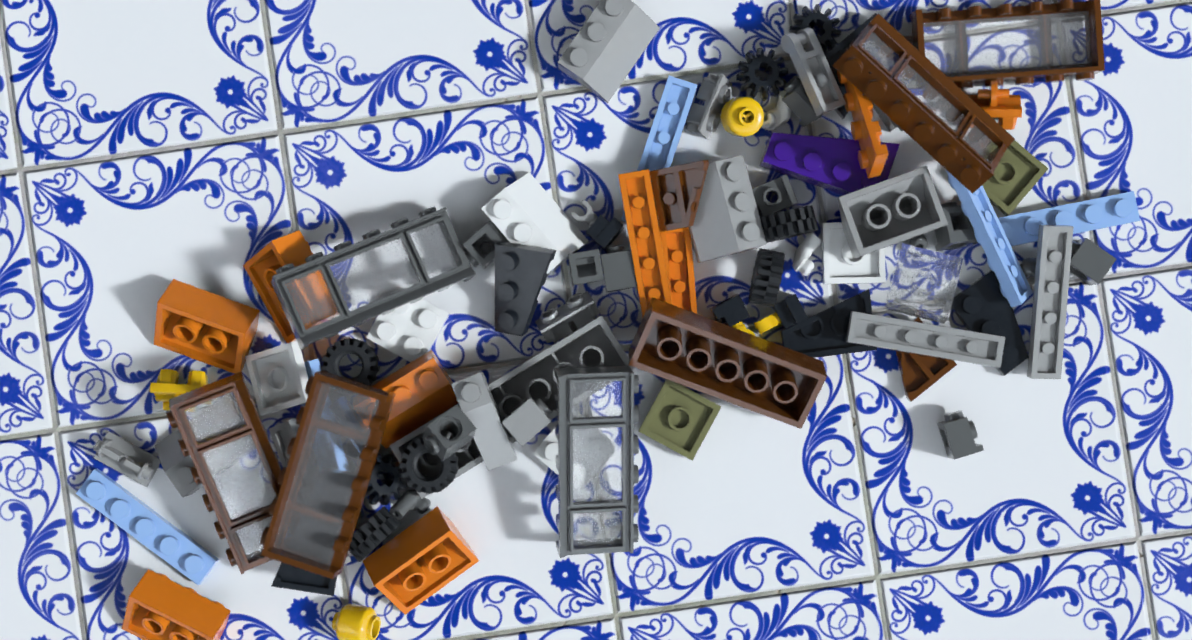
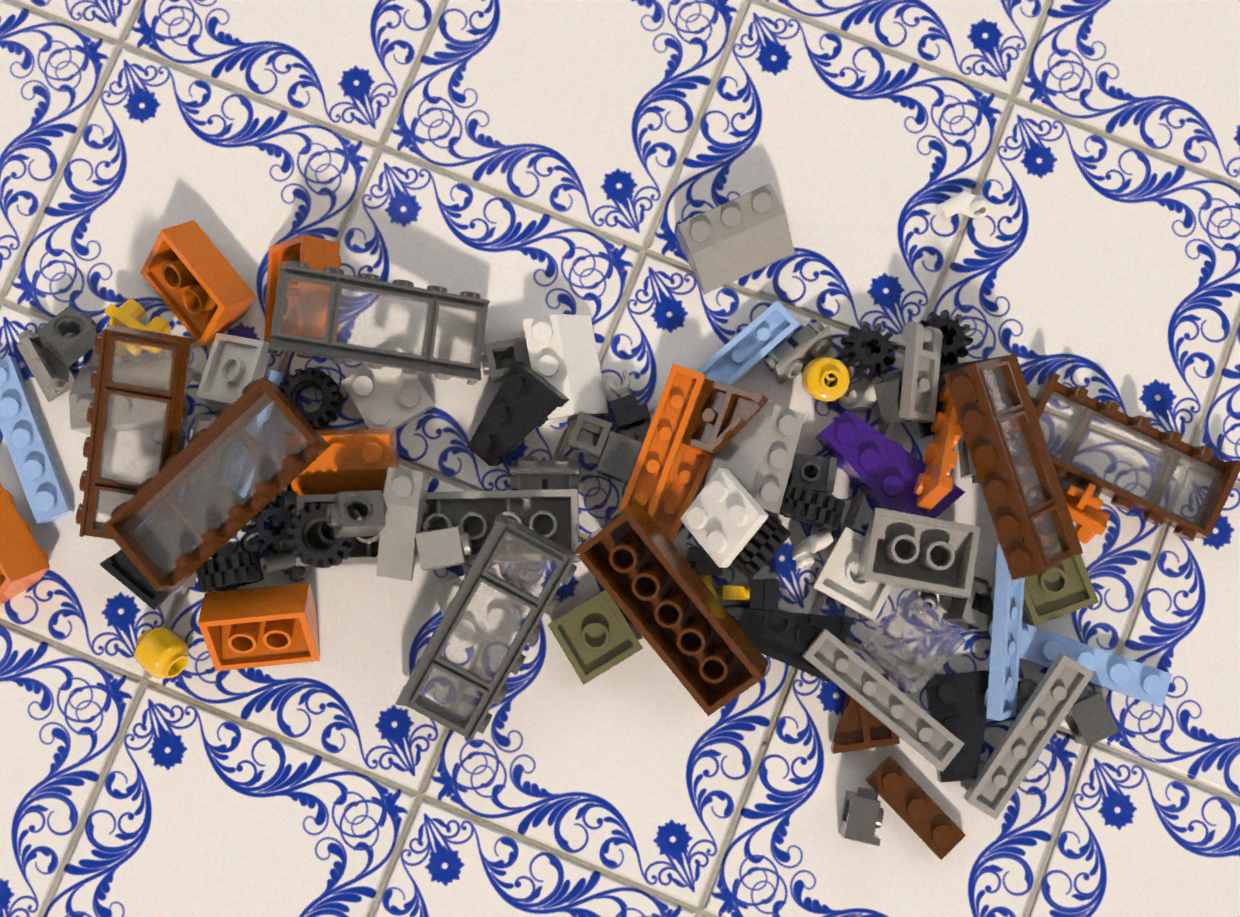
camera: 30 degrees right, 5 degrees down
(135, 438) = (64, 348): none -> dark grey brick
(726, 271) = (723, 517): none -> white plate
(995, 405) = (915, 807): none -> reddish brown plate

